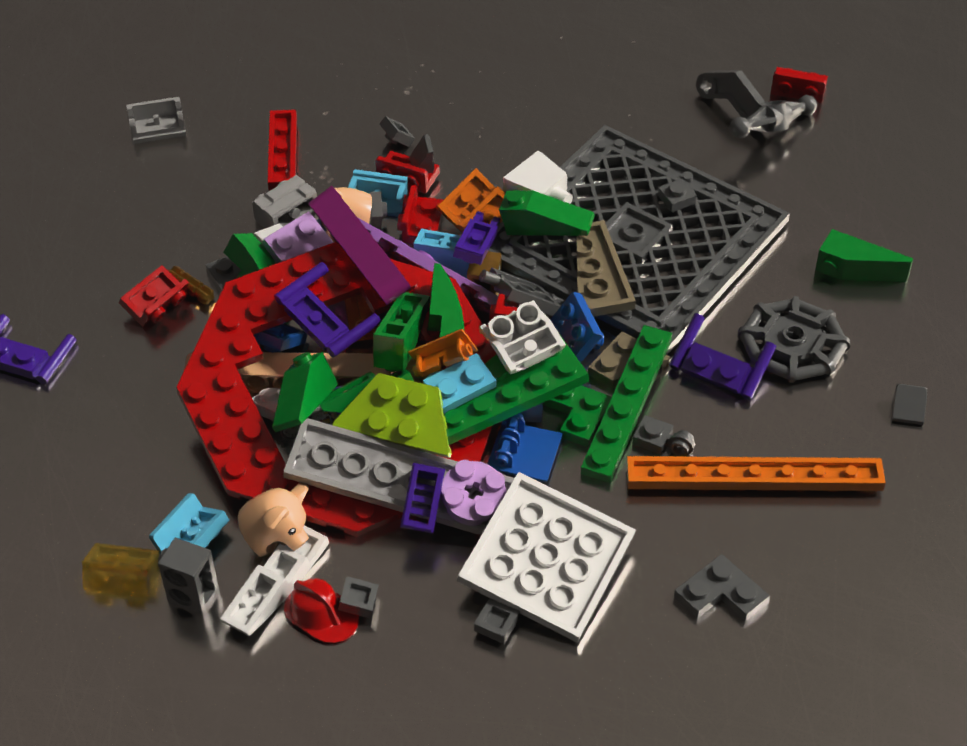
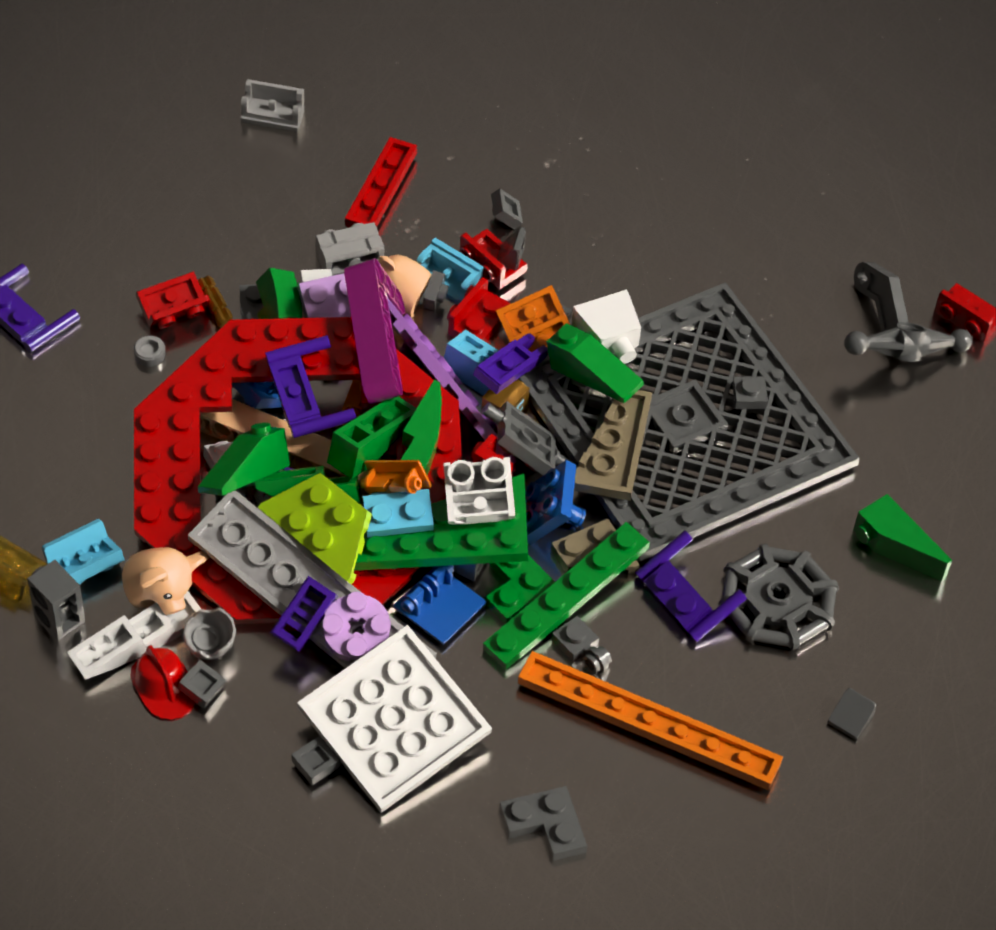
camera: 20 degrees right, 5 degrees up
(154, 344) = (149, 351): none -> light grey tile
(342, 551) = (209, 633): none -> light grey hair

